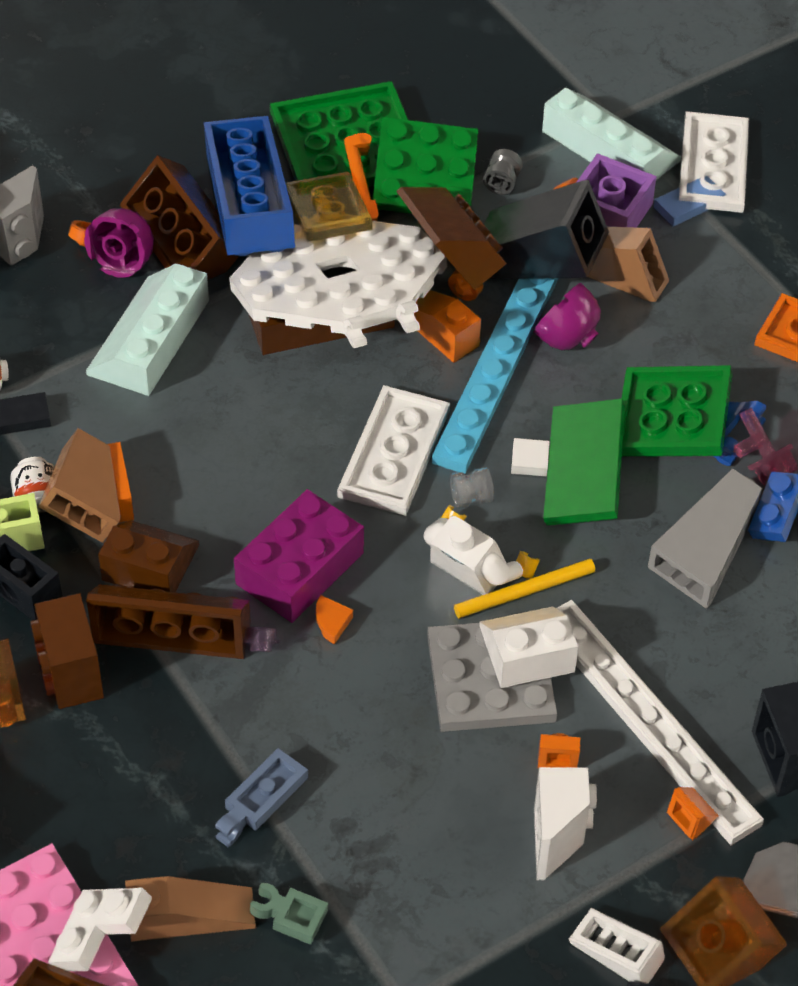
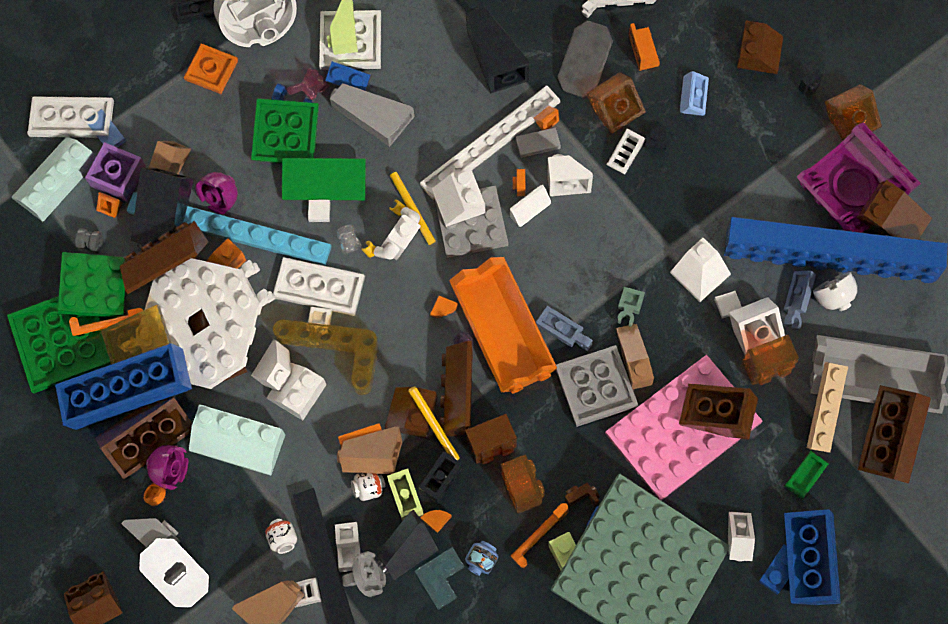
camera: 90 degrees left, 20 degrees up
(92, 917) = (656, 396): white plate -> none
(122, 555) = (433, 422): none -> yellow bar
(142, 831) = (596, 386): none -> light grey plate
(212, 408) = (299, 391): none -> white slope
(258, 375) = (274, 367): none -> white slope
(262, 496) = (335, 343): none -> clear yellow beam
(279, 695) = (503, 325): none -> orange panel
(299, 555) = (406, 326): magenta brick -> none
(336, 447) = (320, 315): none -> tile
(509, 764) = (530, 206): none -> white slope
(643, 795) = (538, 142): none -> light grey tile

